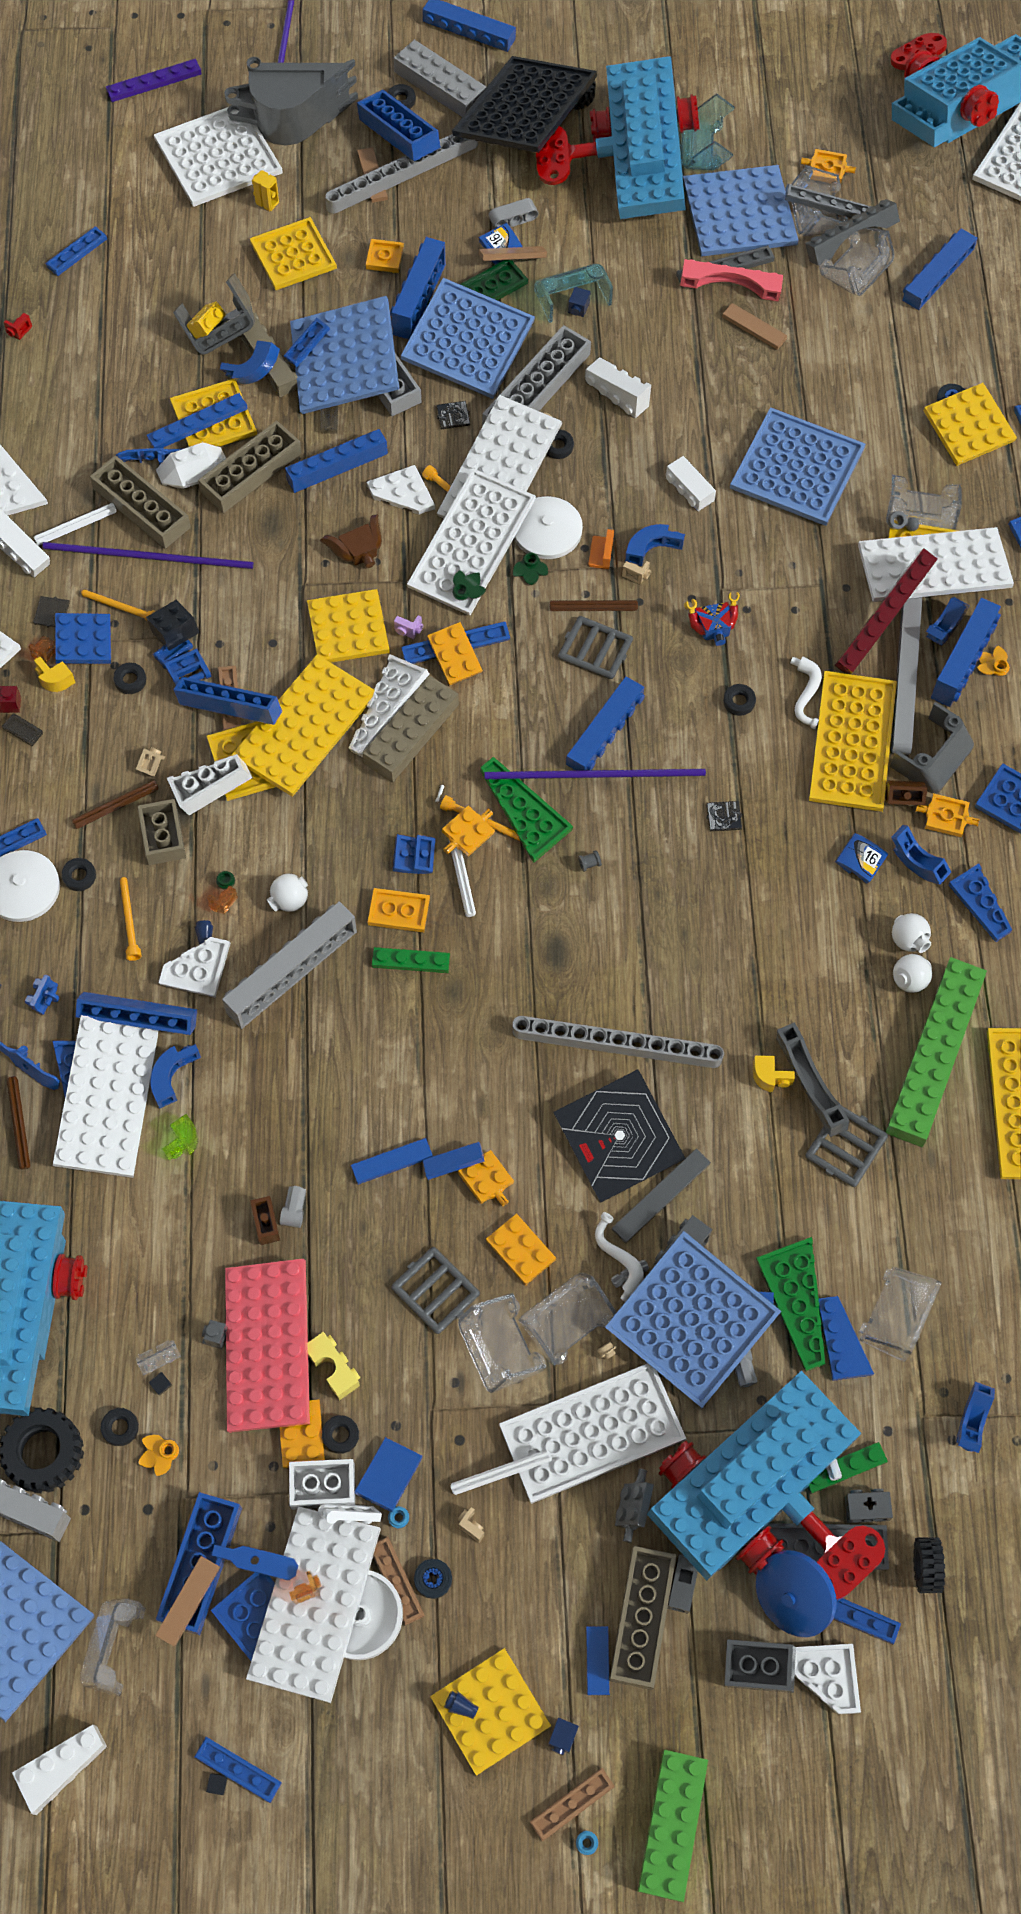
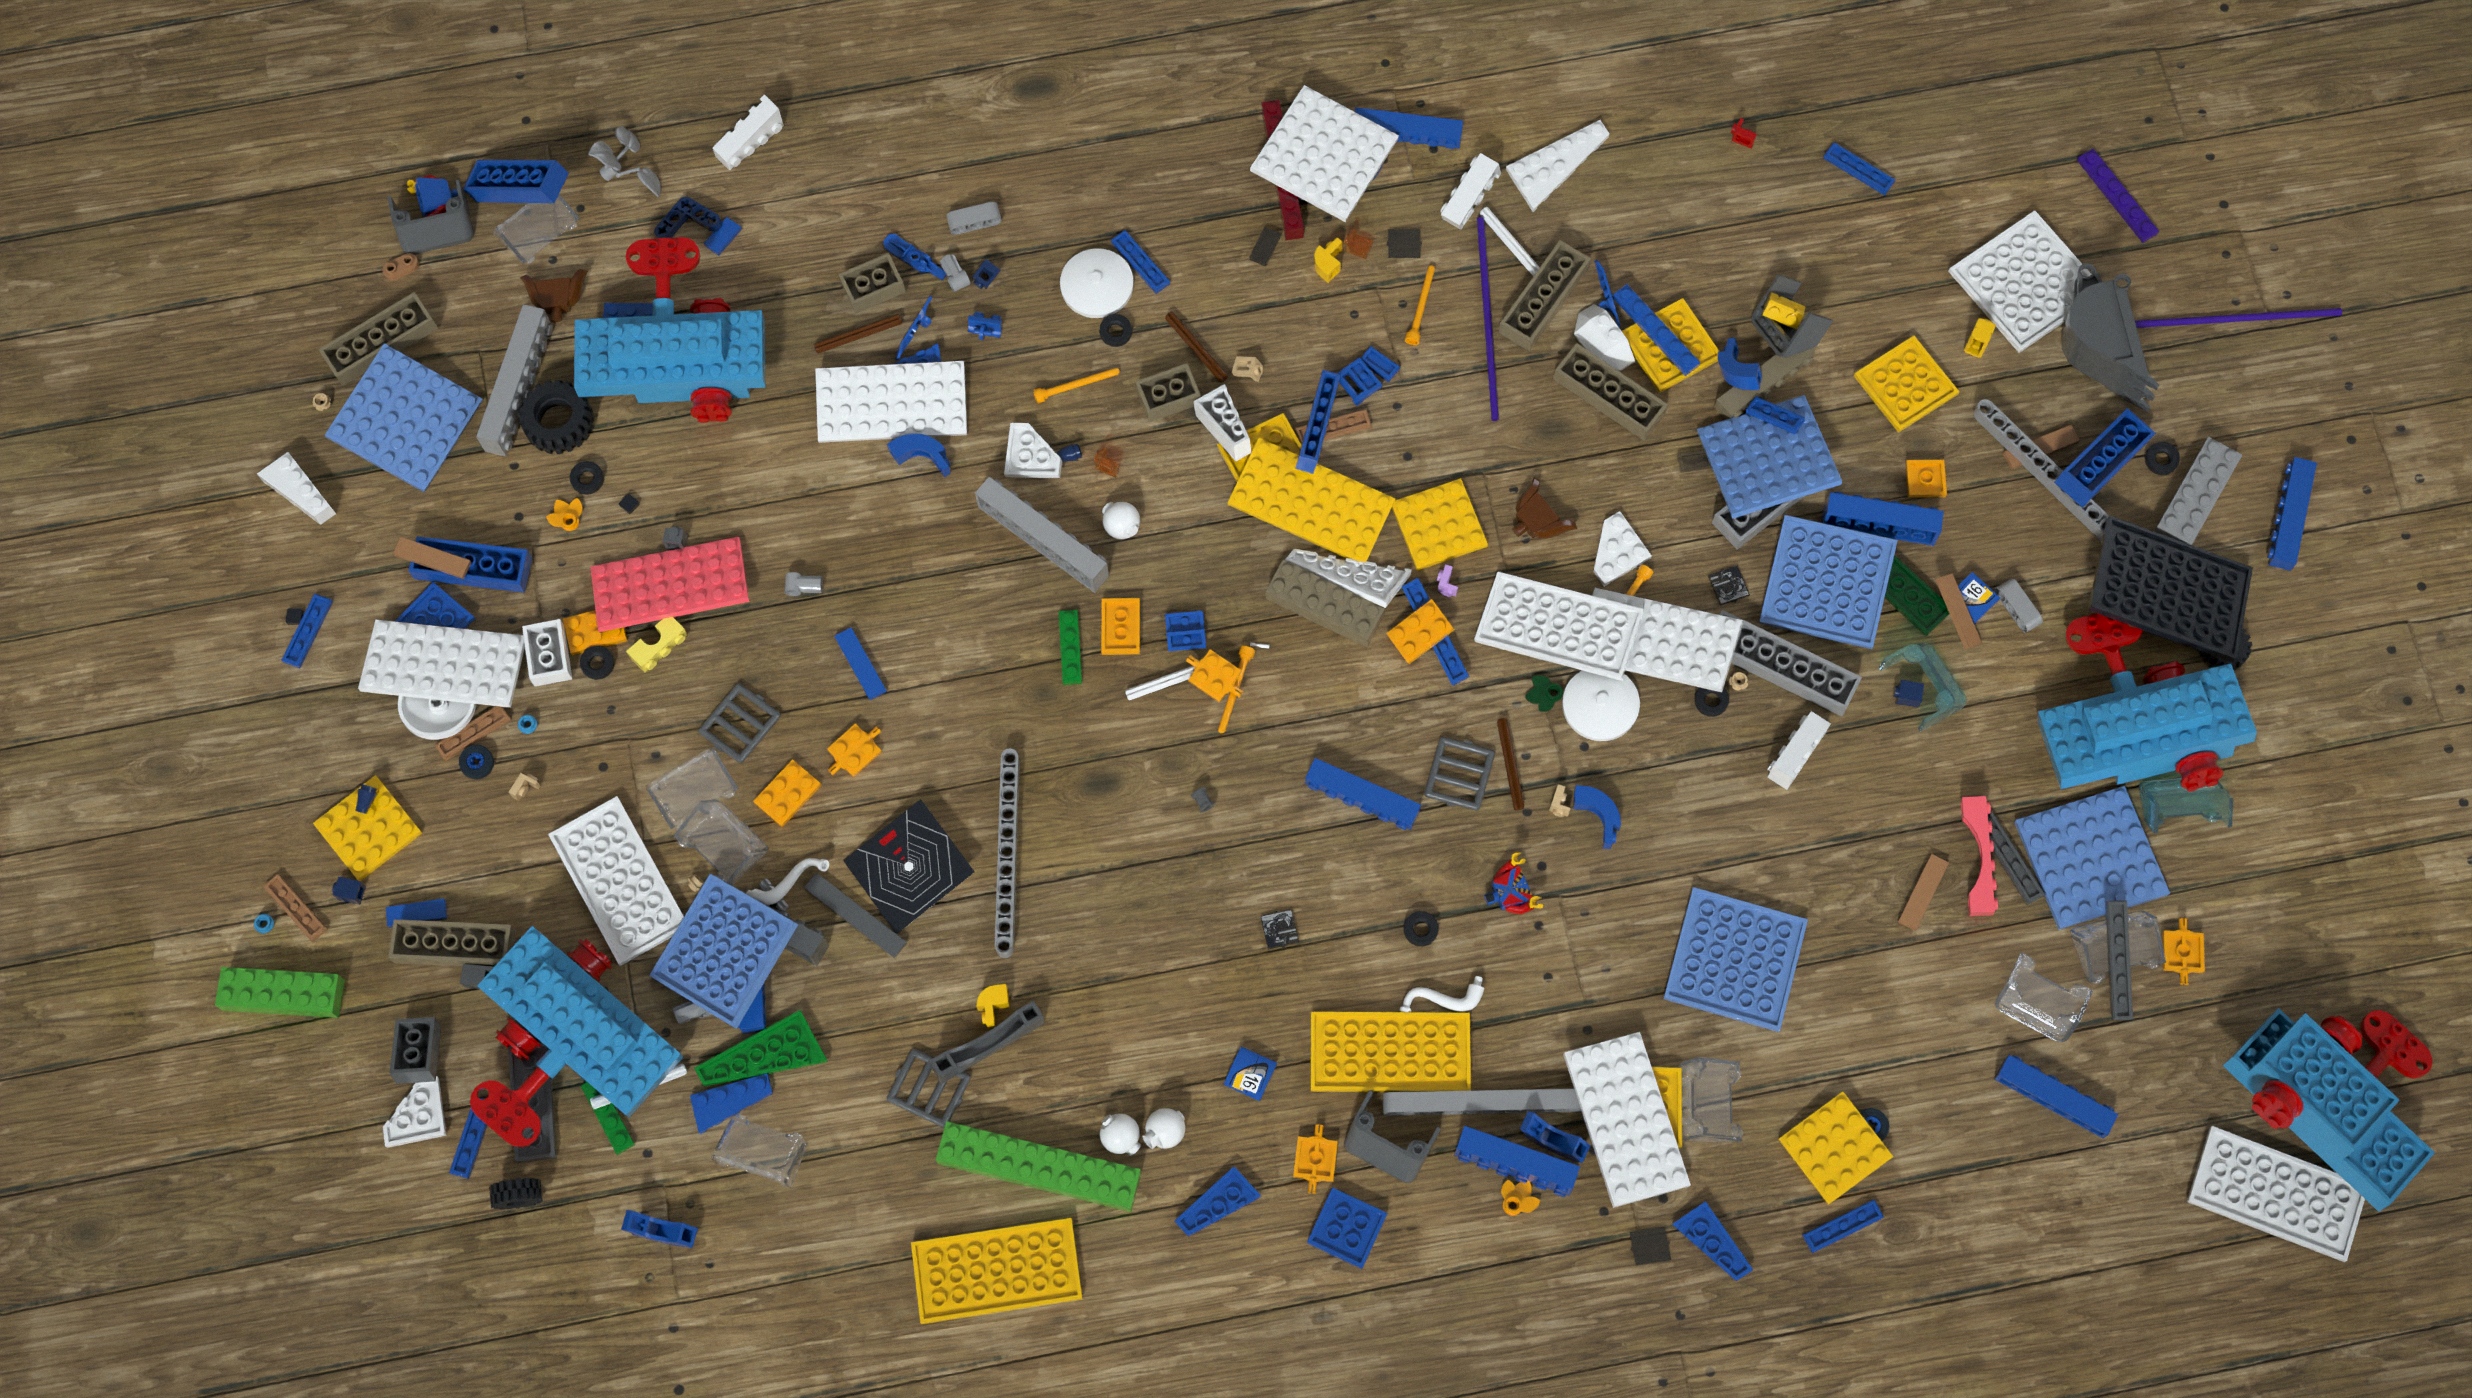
camera: 85 degrees right, 5 degrees up
(83, 638) = (1376, 277): blue plate -> none
(95, 1672) = (371, 504): clear windscreen -> none
(134, 687) = (1334, 340): black tyre -> none
(136, 1013) = (974, 409): blue brick -> none
(166, 1354) = (647, 489): clear hinge -> none
(172, 625) = (1402, 355): black piece -> none
(186, 1138) = (858, 479): clear neon green brick -> none
(225, 880) = (1129, 462): dark green plate -> none
(265, 1220) = (784, 560): reddish brown brick -> none
(269, 1563) = (470, 617): blue piece -> none
(305, 1592) = (450, 655): clear orange bracket -> none
(336, 460) = (1638, 476): blue brick -> none
(346, 1513) = (520, 676): white plate -> none
(388, 1474) = (562, 708): blue tile -> none
(453, 1160) = (864, 717): blue tile -> none
(468, 584) = (1504, 631): dark green plate -> none
(501, 1472) = (572, 804): white axle -> none
(530, 816) = (1245, 734): green wing -> none
(594, 773) = (1303, 792): dark purple piece -> none
(601, 550) = (1581, 763): orange panel -> none
(634, 1505) = (553, 923): dark grey plate -> none
(690, 483) = (1685, 844): white brick -> none
(796, 1594) = (477, 1072): blue dish -> none
(825, 245) = (2108, 1012): dark grey arch -> none
(858, 1513) = (563, 1129): dark grey brick -> none
(886, 611) = (1545, 1065): dark red brick -> none
(906, 792) = (1331, 1110): reddish brown brick -> none
(911, 523) = (1677, 1089): dark grey plate -> none
(917, 859) = (1256, 1131): blue arch -> none

